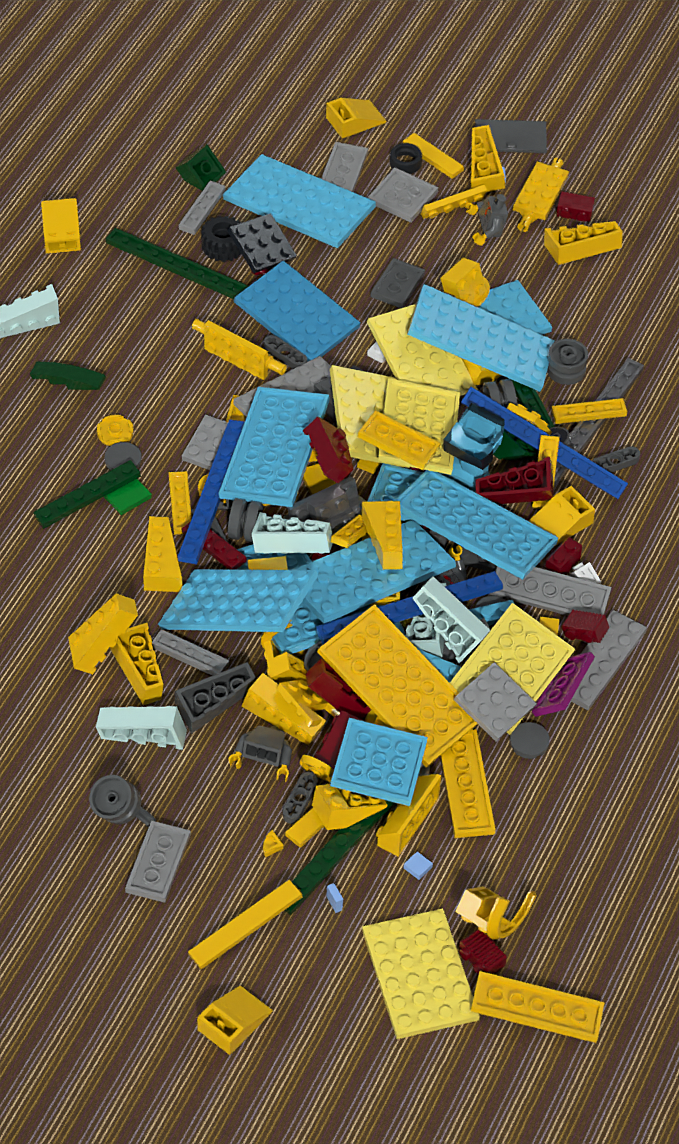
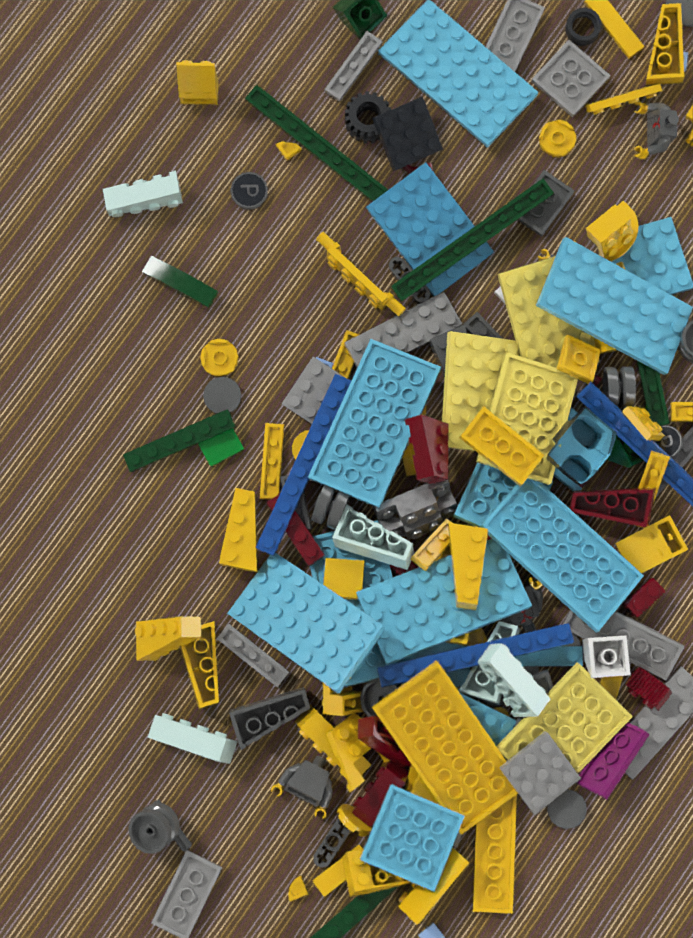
camera: 10 degrees right, 30 degrees up
(121, 305) = (249, 190): none -> black tile
(153, 273) = (288, 149): none -> yellow tile
(337, 310) = (471, 240): none -> dark green plate
(400, 238) = (557, 138): none -> yellow tile
(456, 379) = (578, 359): none -> yellow tile
(536, 593) = (606, 656): none -> white slope
(585, 572) = (661, 619): white bracket -> none

